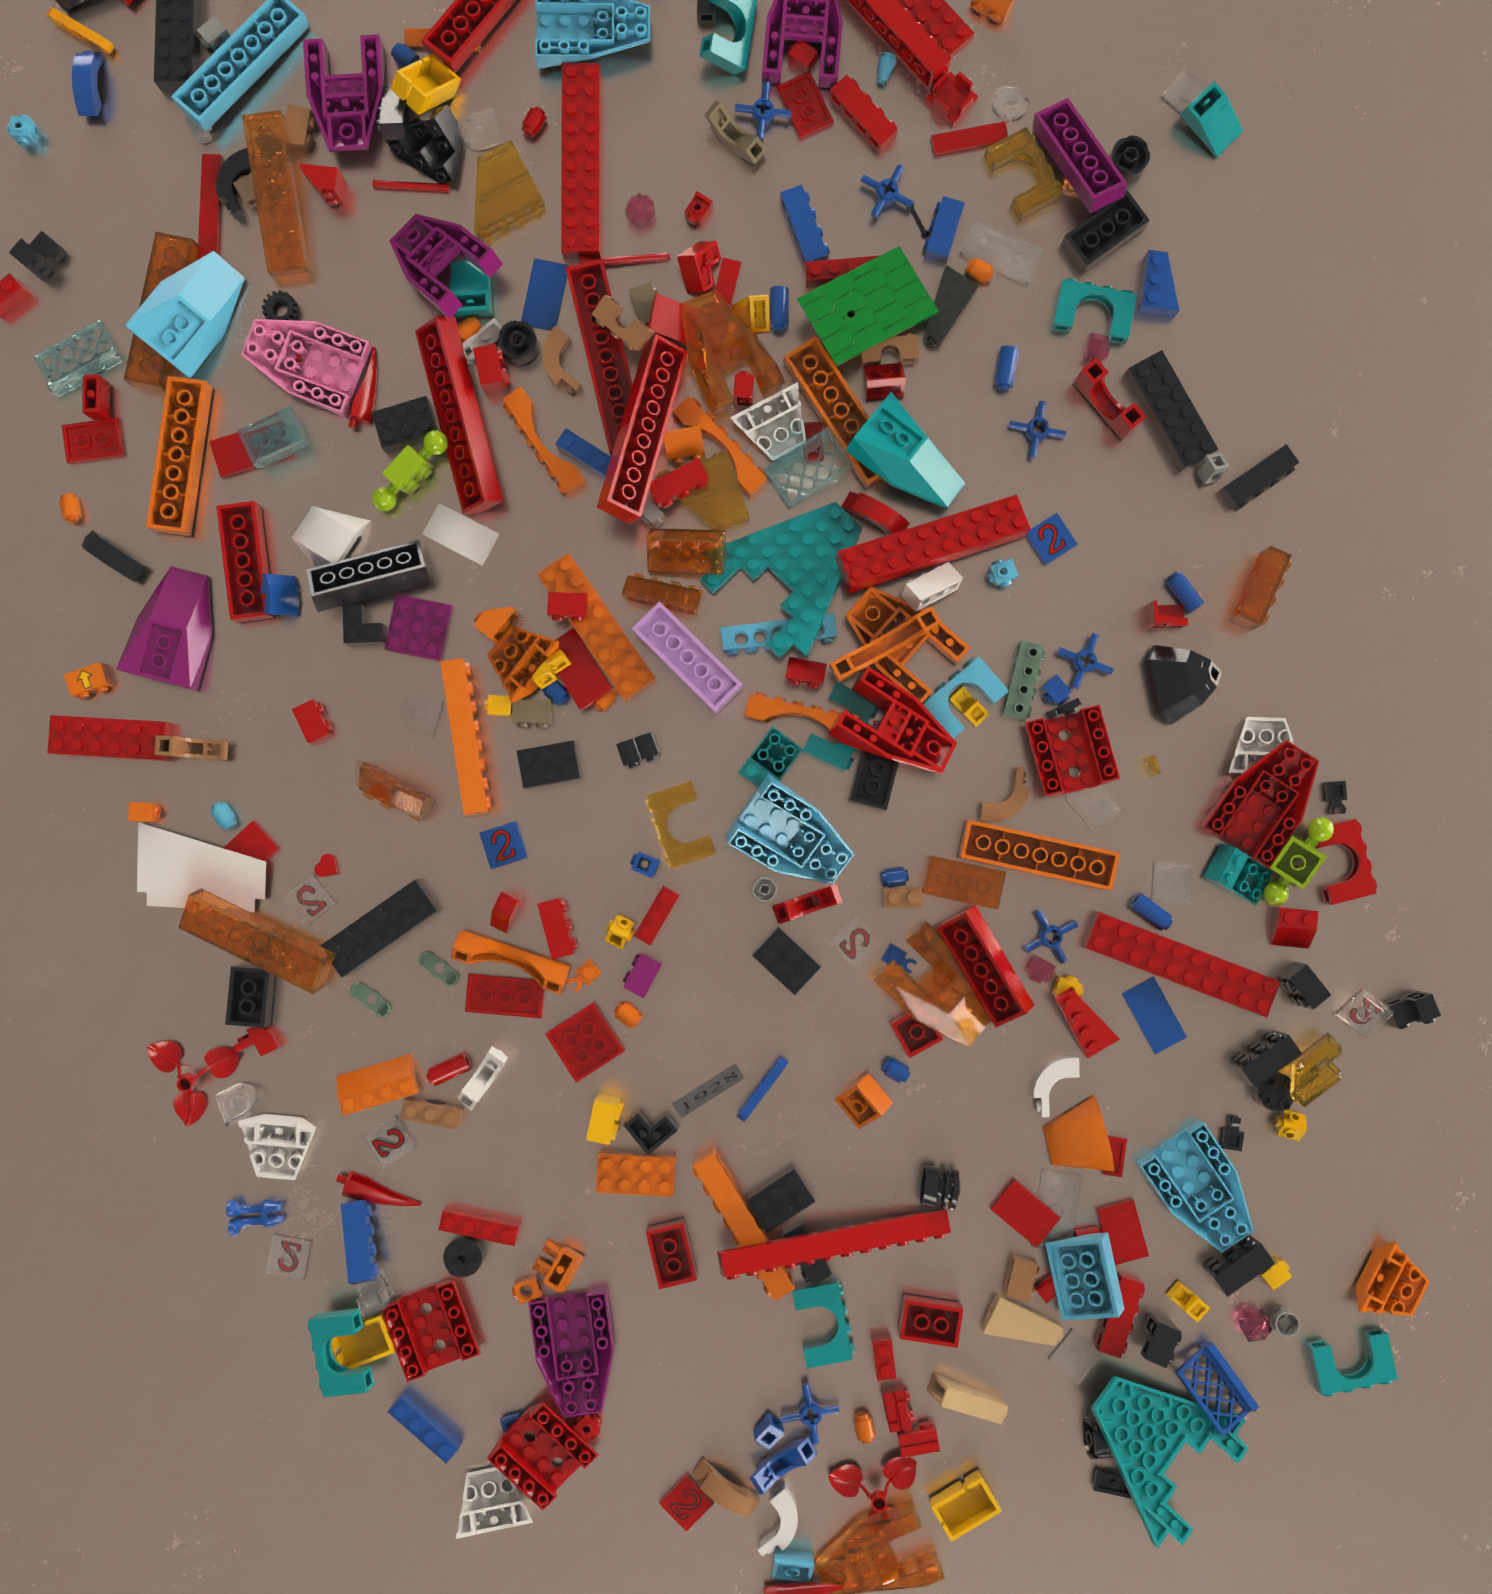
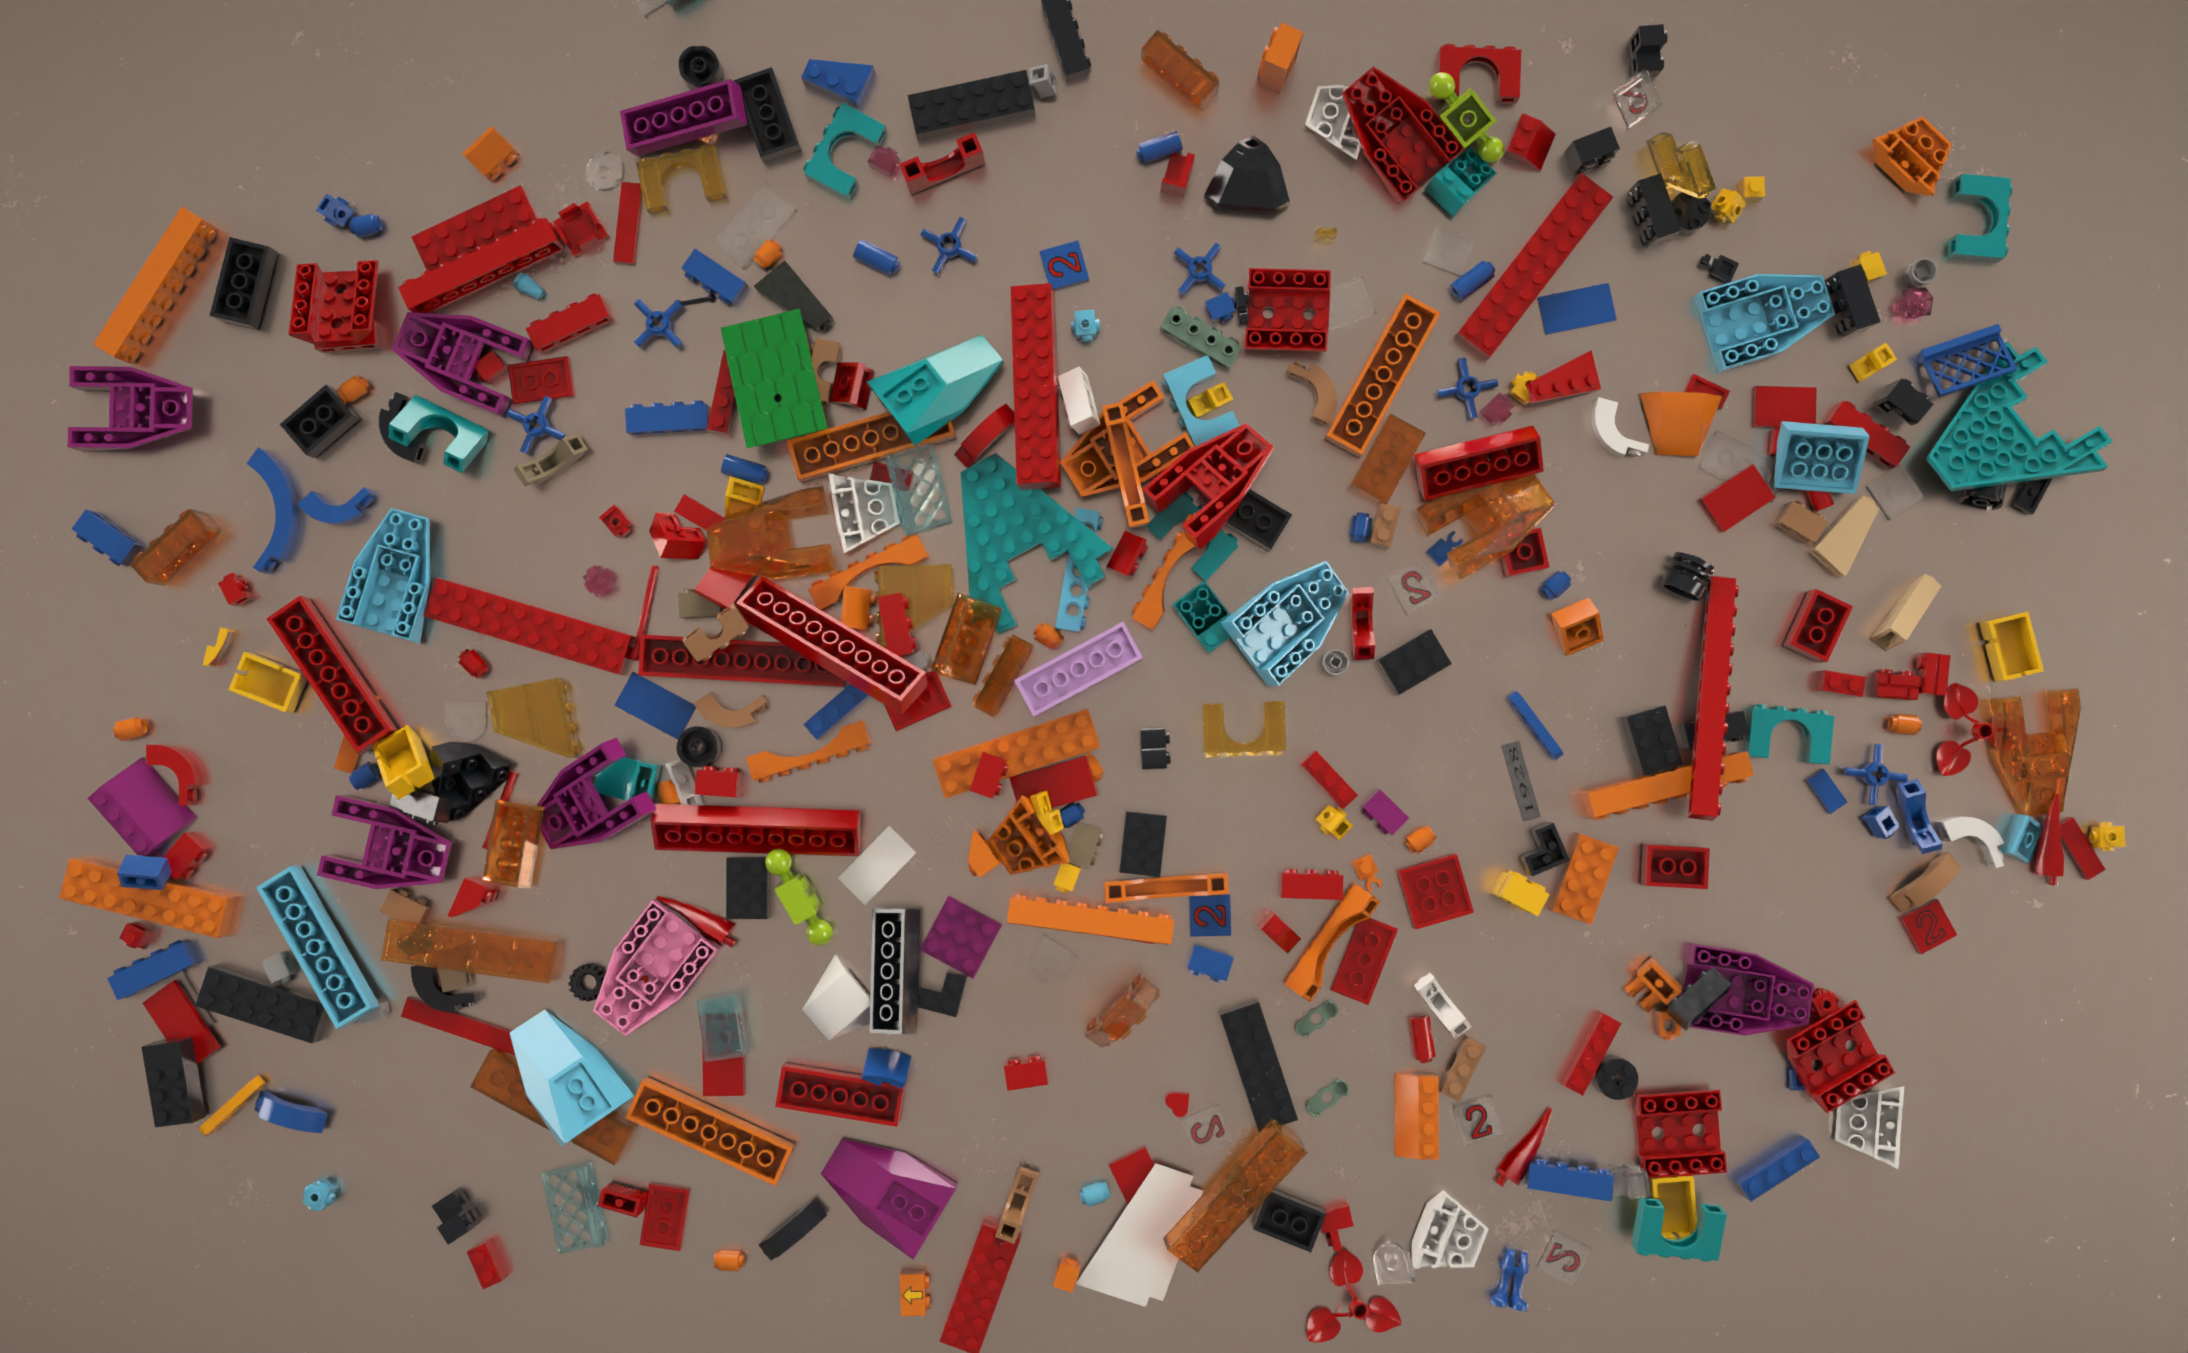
camera: 70 degrees left, 0 degrees up
(382, 204) = (513, 843): none -> clear orange brick
(460, 857) = (1210, 963): none -> blue brick
(517, 798) = (1165, 887): none -> orange arch
(557, 1309) = (1698, 998): none -> black brick
(619, 534) = (927, 704): none -> red tile
(649, 871) = (1280, 772): blue brick -> none
(711, 624) = (1048, 636): none -> orange brick
(743, 389) = (818, 530): red brick -> none
(782, 1372) = (1826, 791): none -> blue tile
(1301, 673) = (1279, 57): none -> orange brick
(1313, 1143) = (1752, 189): none -> yellow brick
(1336, 793) = (1407, 59): black plate -> none

